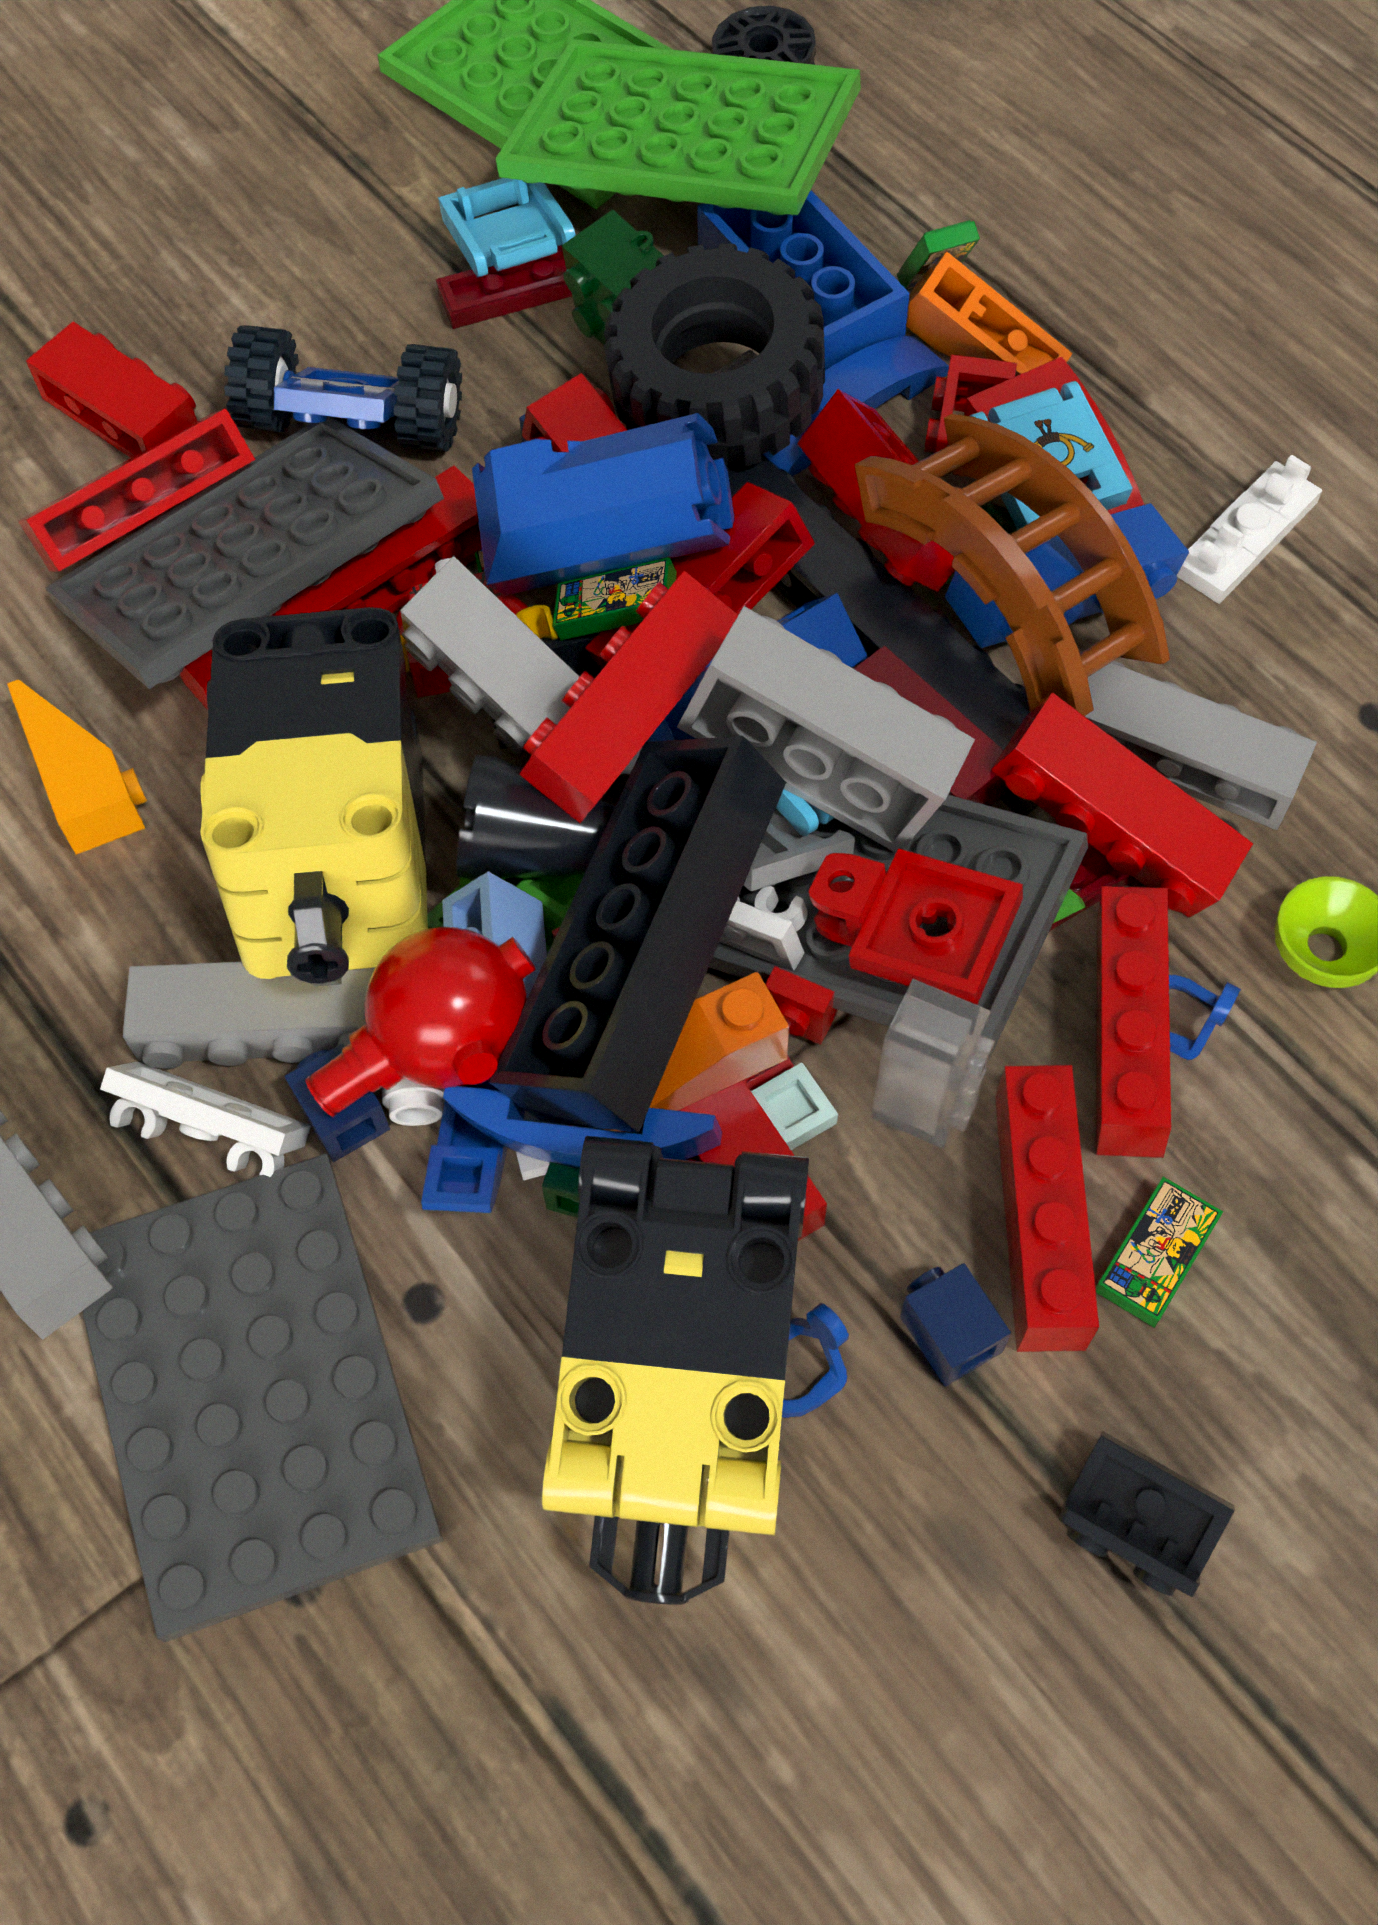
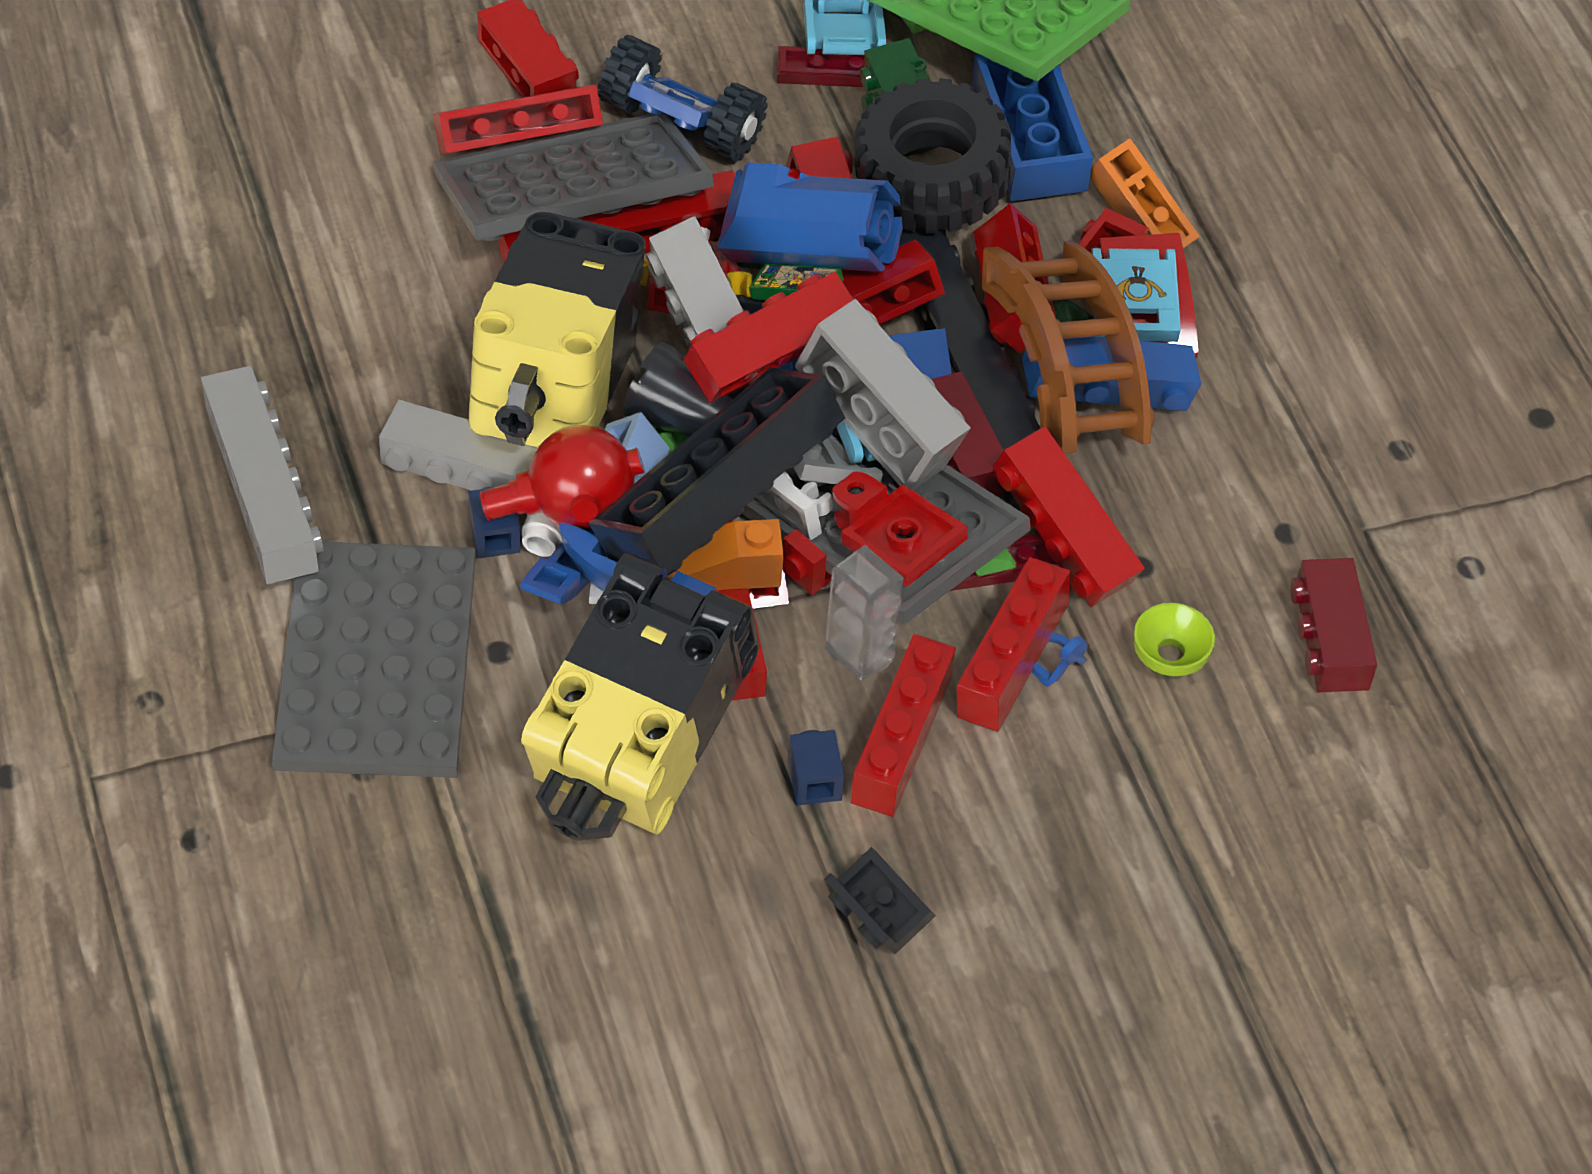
camera: 15 degrees right, 10 degrees down
(80, 774) = (411, 281): light orange slope -> none
(202, 1115) = (408, 501): white plate -> none
(796, 1106) = (776, 621): light aqua plate -> none
(832, 1333) = (735, 740): blue piece -> none
(873, 378) = (1043, 207): blue slope -> none
(955, 239) = (1139, 132): green tile -> none
(1158, 1252) = (965, 778): tile -> none
(1202, 744) = (1145, 502): light grey brick -> none
(1250, 529) = (1262, 389): white plate -> none

